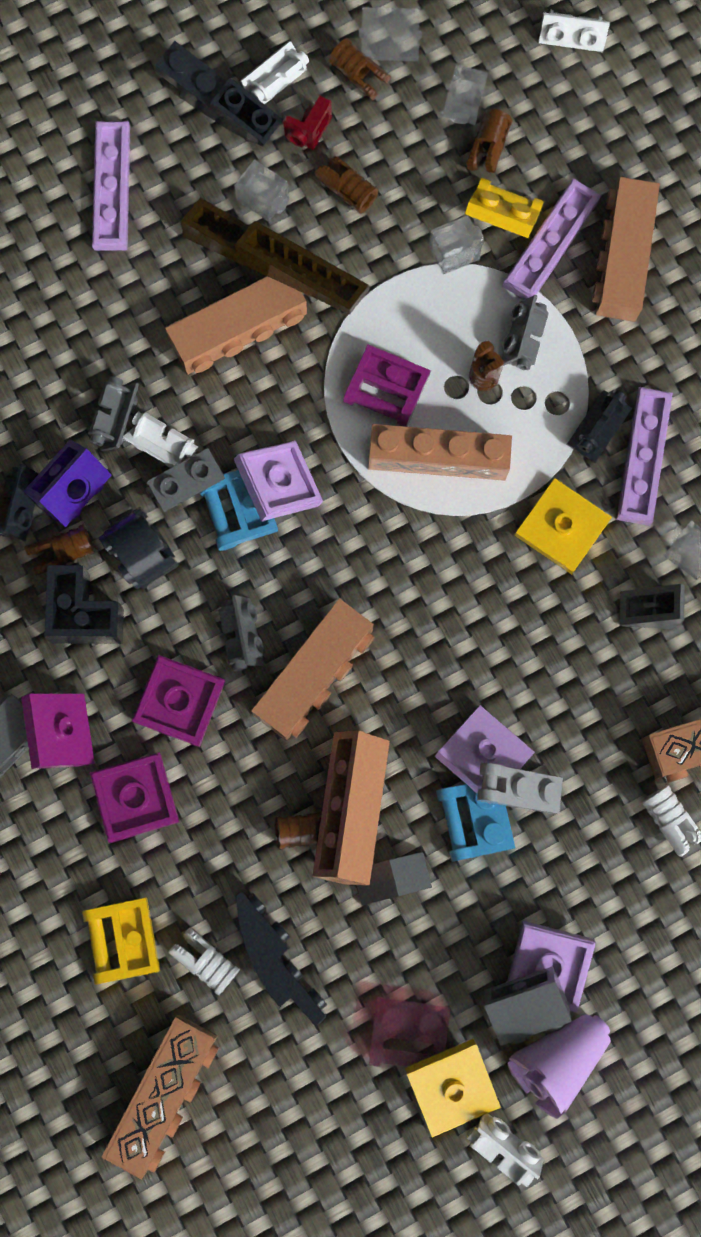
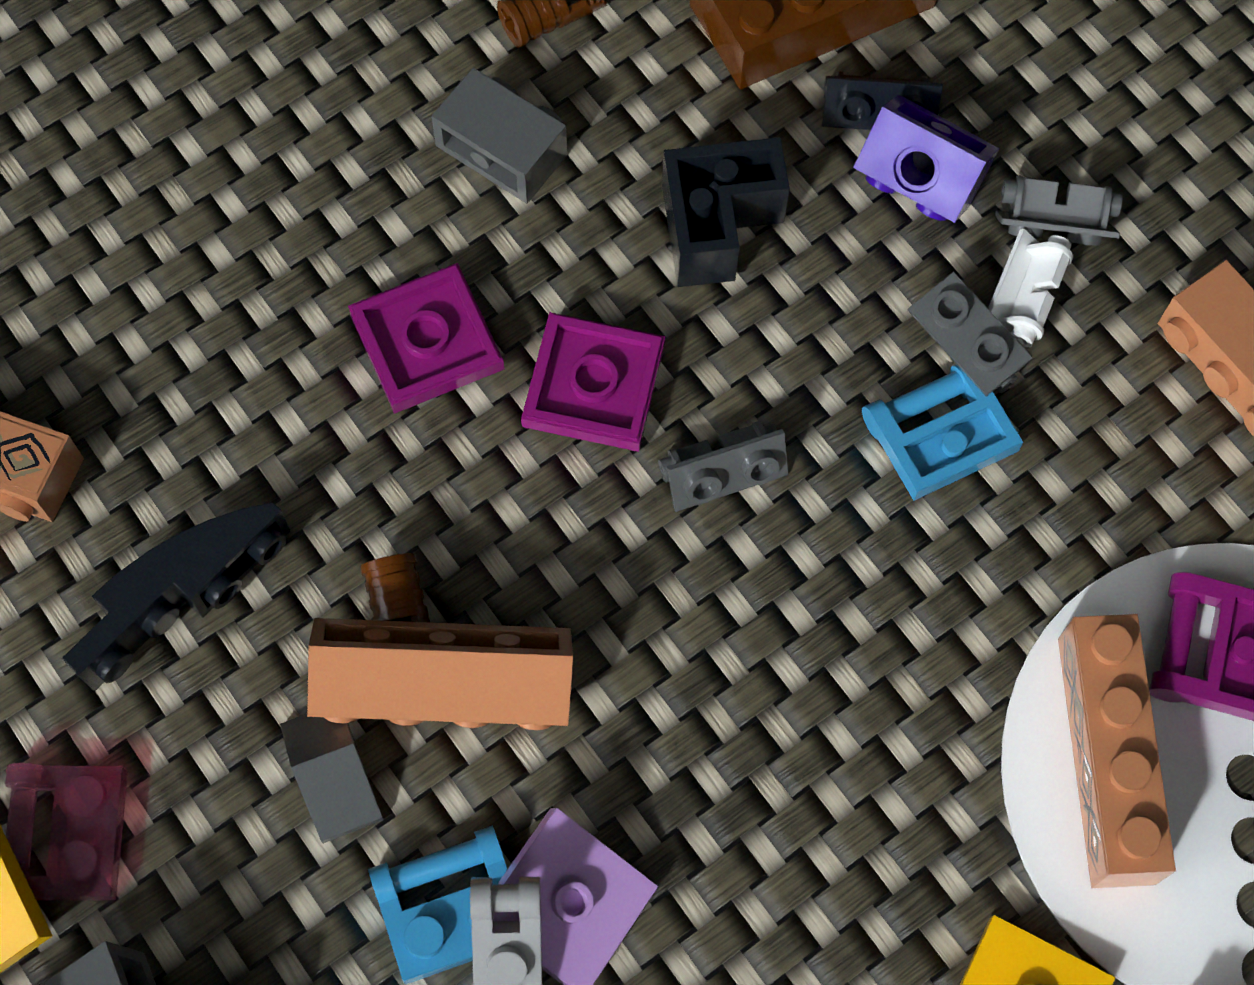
camera: 85 degrees right, 10 degrees down
(57, 730) = (517, 200): magenta plate -> none
(67, 548) = (822, 177): reddish brown hinge -> none
(133, 940) = (196, 366): yellow plate -> none
(139, 548) = (835, 275): black brick -> none
(210, 967) = (161, 486): white hinge -> none
(278, 480) = (1001, 481): lavender plate -> none
(313, 670) = (676, 585): nougat brick -> none

